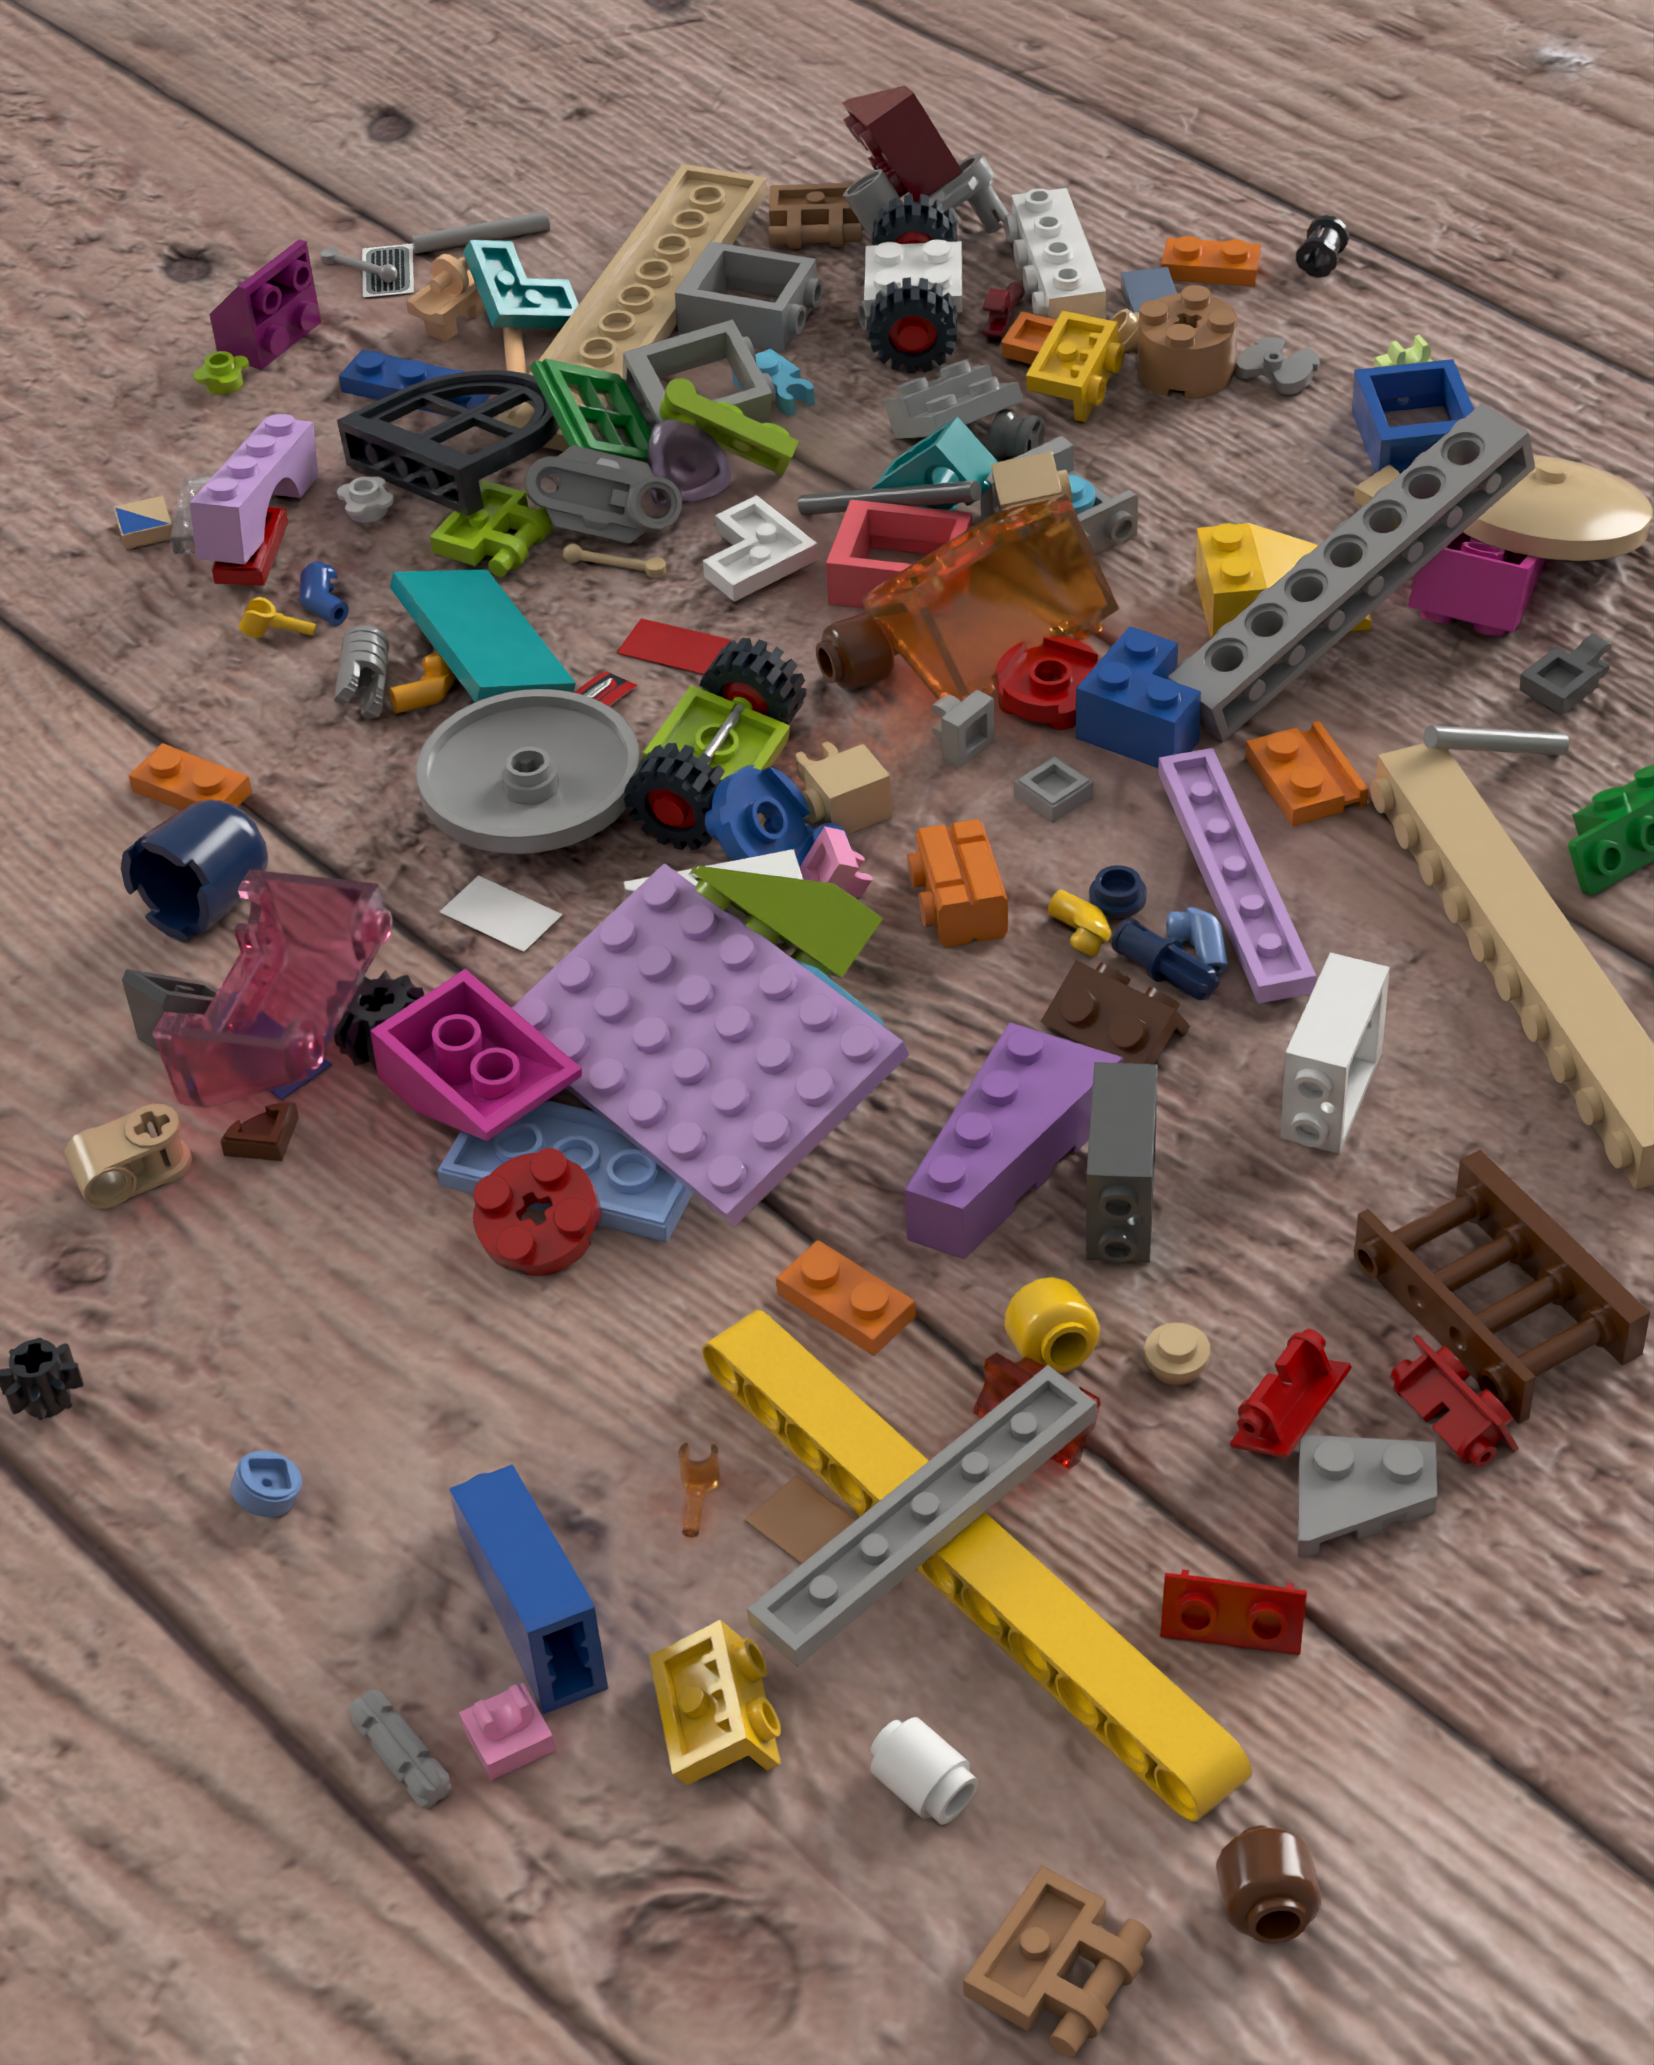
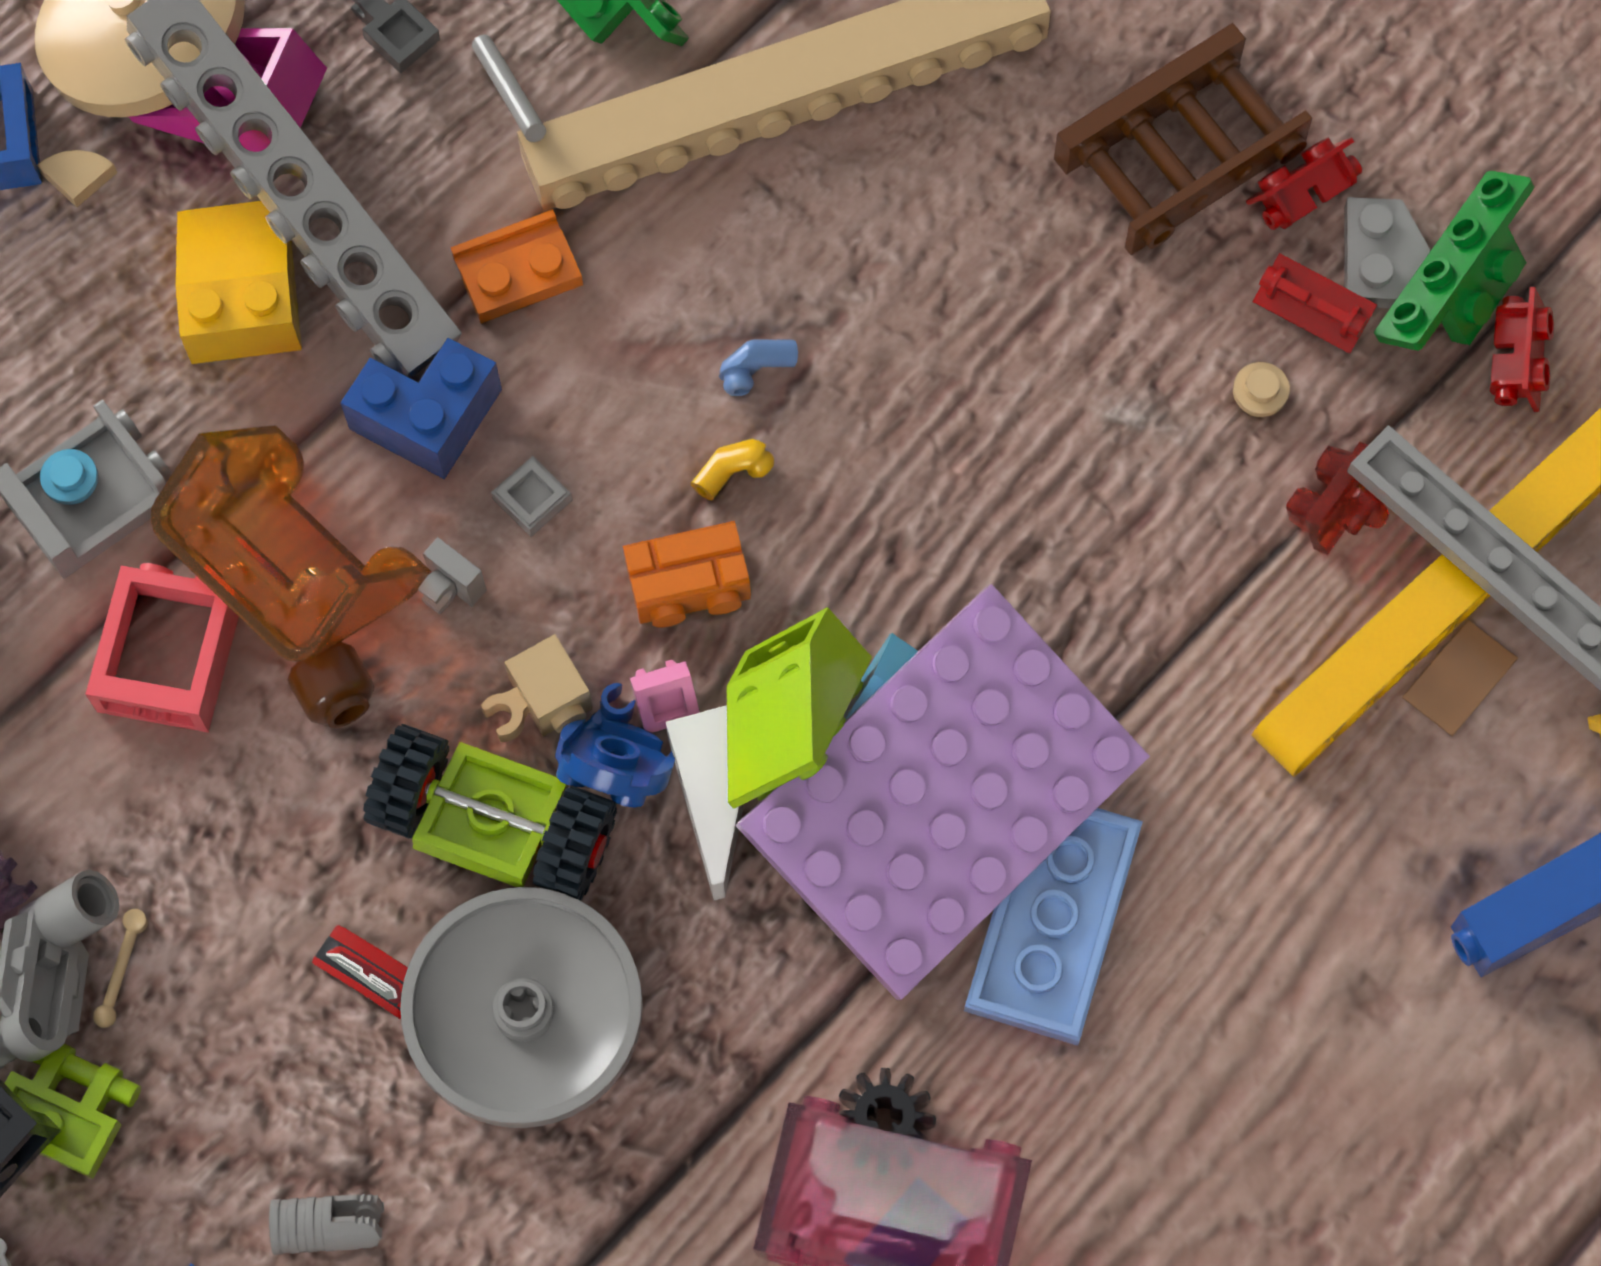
camera: 95 degrees left, 25 degrees up
(262, 1135) = (1033, 1231): reddish brown tile -> none
(266, 1483) = (1465, 1144): medium blue tile -> none
(428, 690) = (343, 1147): light orange arm -> none
(469, 1058) = (969, 1005): dark pink slope -> none
(479, 632) = (271, 1093): teal tile -> none
(501, 913) = (699, 1031): white sticker -> none
(530, 1180) = (1170, 942): red plate -> none
(672, 646) = (273, 892): red sticker -> none
(697, 1479) = (1429, 774): clear orange hand -> none
(762, 549) = (125, 789): white plate -> none
(846, 1297) = (1209, 662): orange plate -> none
(905, 495) = (79, 656): dark grey bar -> none
(941, 457) = (57, 603): teal brick -> none
(1002, 1138) = (1031, 522): medium lavender wedge -> none
(1026, 674) = (365, 468): red plate -> none
(1028, 479) = (100, 503): tan brick -> none
(1052, 1324) = (1250, 483): yellow head -> none
(1110, 1016) = (867, 434): reddish brown bracket -> none
(1118, 891) = (692, 435): dark blue plate -> none
(1121, 1162) = (1086, 416): dark grey window -> none
(1164, 959) = (787, 392): dark blue axle -> none
(1236, 876) = (668, 329): lavender plate -> none
(1331, 1545) = (1464, 270): none -> green bracket
(1334, 1052) = (945, 240): white window -> none

